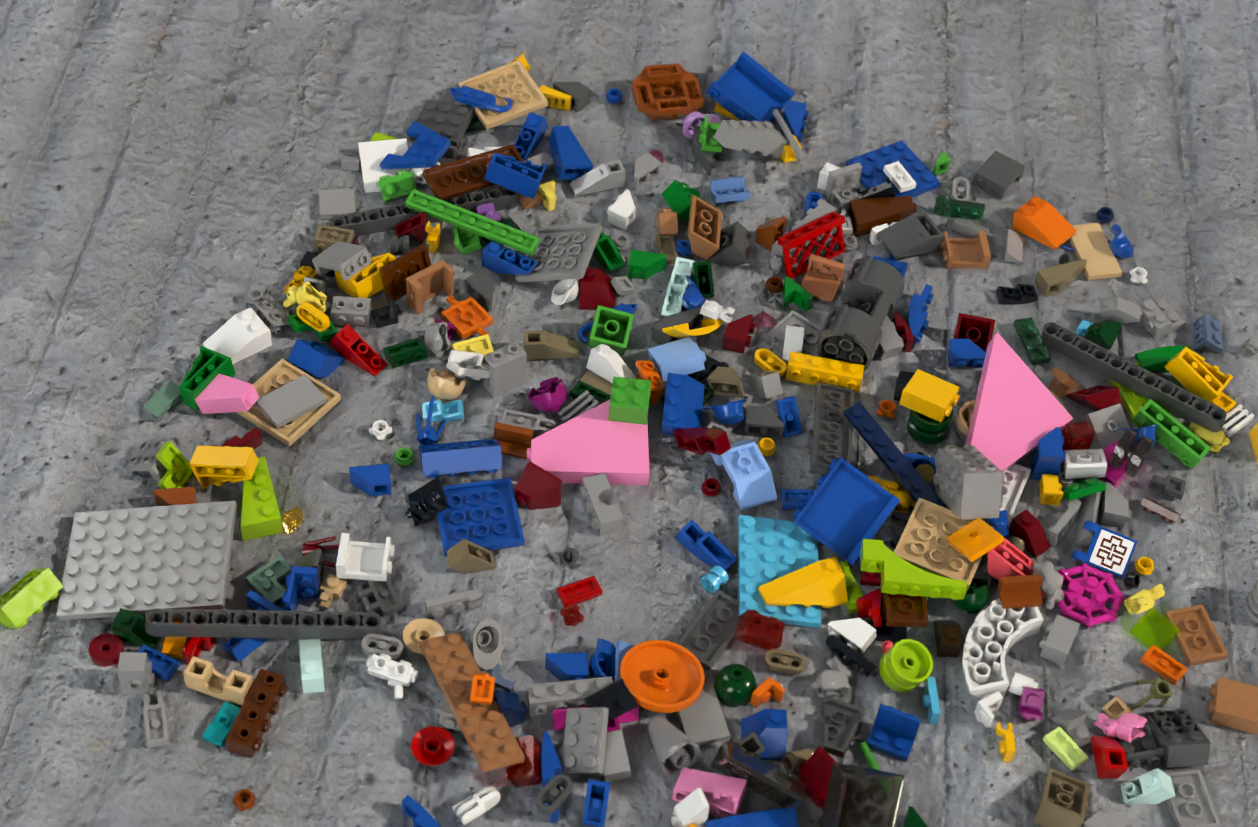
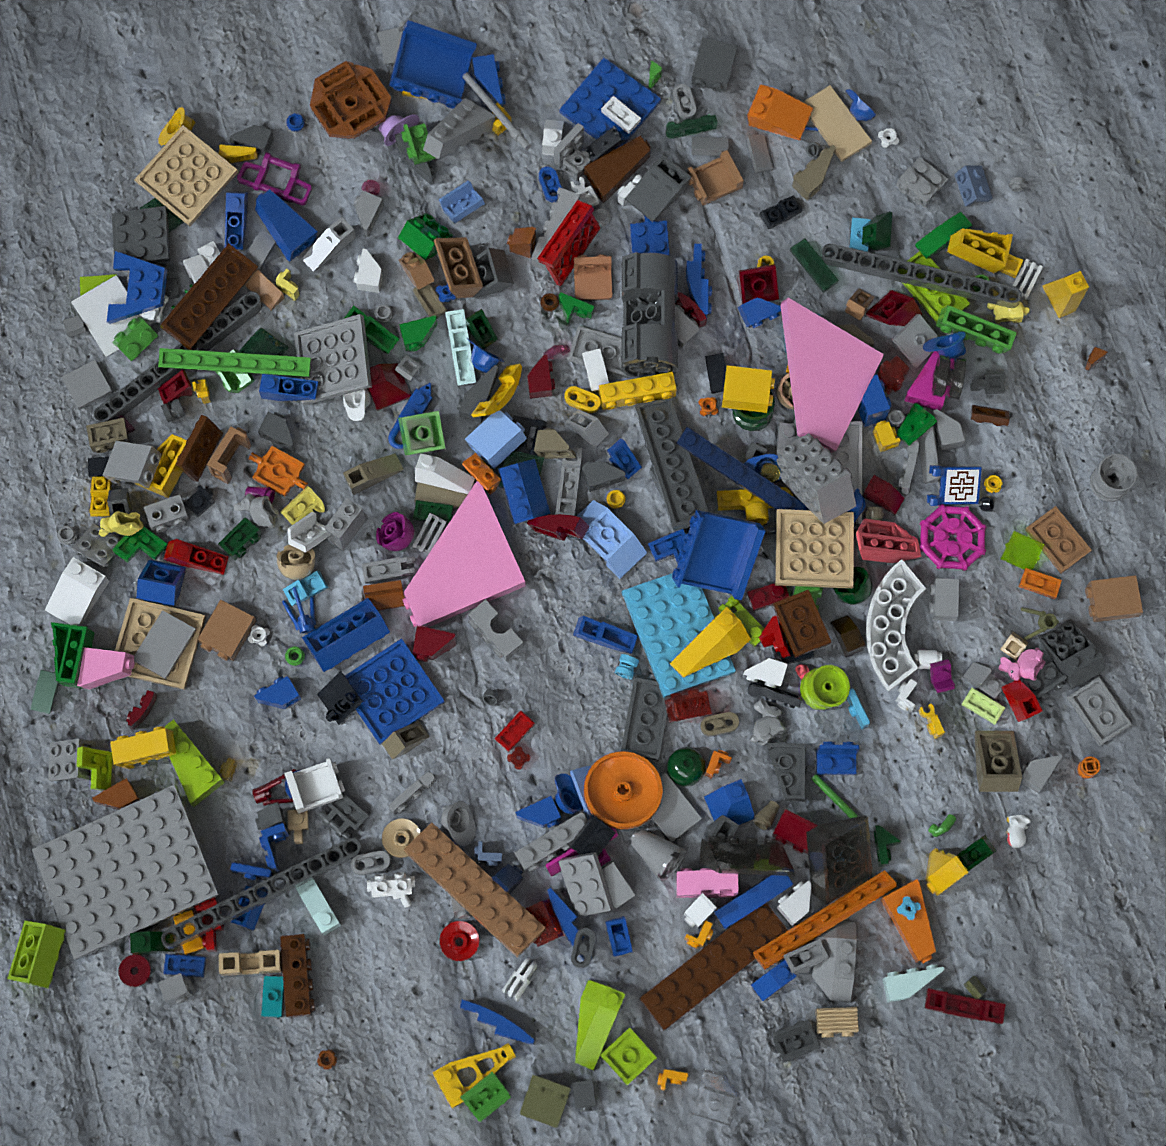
camera: 20 degrees left, 25 degrees up
(155, 721) = (215, 1020): light grey hinge -> none
(266, 580) = (236, 841): sand green plate -> none
(313, 316) = (136, 542): yellow plate -> none
(353, 413) = (226, 631): none -> medium nougat brick
(479, 99) = (167, 195): blue plate -> none
(482, 688) = (482, 881): orange bracket -> none
(488, 210) = (241, 337): medium lavender bracket -> none
(515, 175) = (251, 286): blue wedge -> none
(569, 117) = (263, 170): none -> magenta bar
(629, 400) = (476, 512): bright green brick -> none
(714, 485) = (584, 561): dark red plate -> none
(715, 311) = (509, 368): white plate -> none
(729, 413) = (567, 480): blue piece -> none
(775, 264) = (541, 276): light grey plate -> none
(904, 578) = (794, 608): lime arch -> none
(975, 539) = (844, 541): light orange plate -> none
(1020, 591) = (898, 572): dark orange panel -> none
(1051, 582) = (918, 545): light grey animal -> none
(1085, 463) = (908, 398): white slope -> none
(1105, 215) = (833, 71): dark blue plate -> none
(1119, 310) = (884, 197): light grey slope -> none
(1144, 599) = (1003, 527): light yellow animal -> none
(1148, 788) = (1062, 717): light aqua slope -> none

